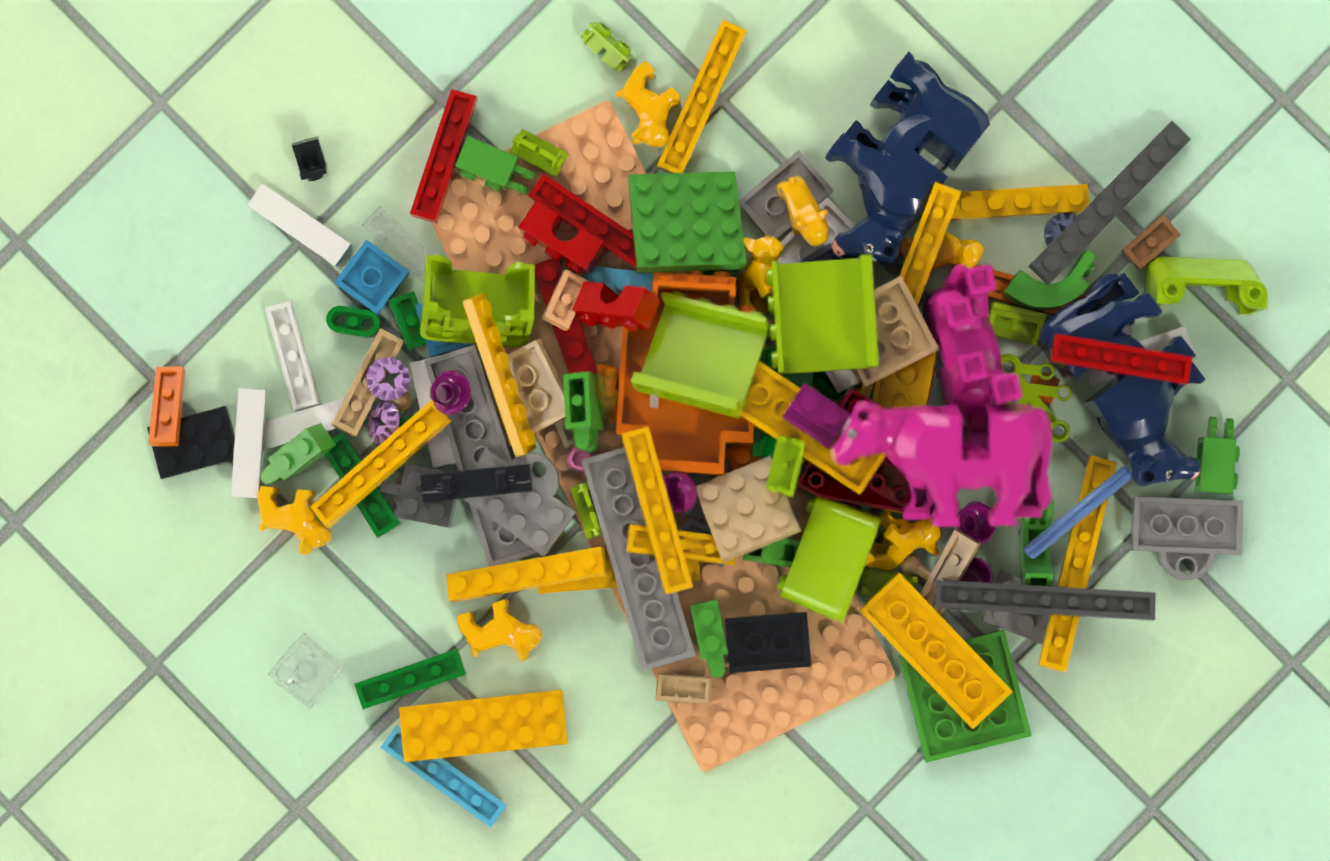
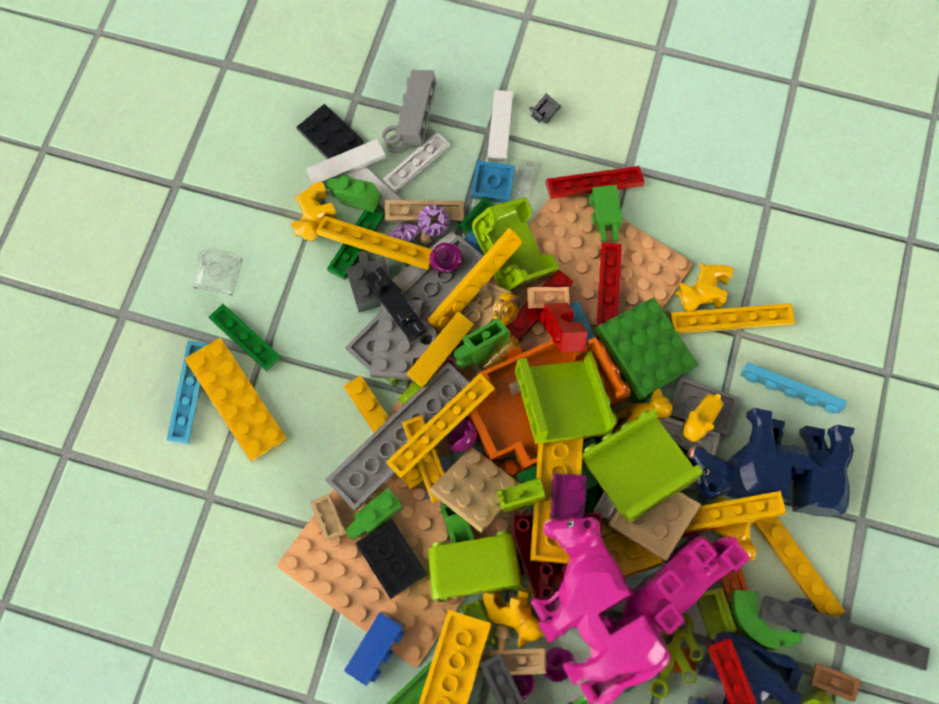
camera: 60 degrees right, 15 degrees down
(167, 406) = (343, 105): orange plate -> none
(224, 320) = (415, 111): none -> light grey hinge
(354, 321) = (459, 186): green plate -> none
(501, 630) = (306, 376): yellow animal -> none
(526, 574) = (352, 371): yellow plate -> none
(538, 152) = (632, 235): lime hinge -> none
(552, 357) = (506, 308): none -> clear piece
(561, 460) = (440, 349): none -> yellow tile
(580, 252) = (586, 292): red arch -> none
(616, 51) = (726, 251): lime hinge -> none
(822, 83) = (793, 388): none -> medium azure plate
(855, 708) = (375, 648): none -> blue brick

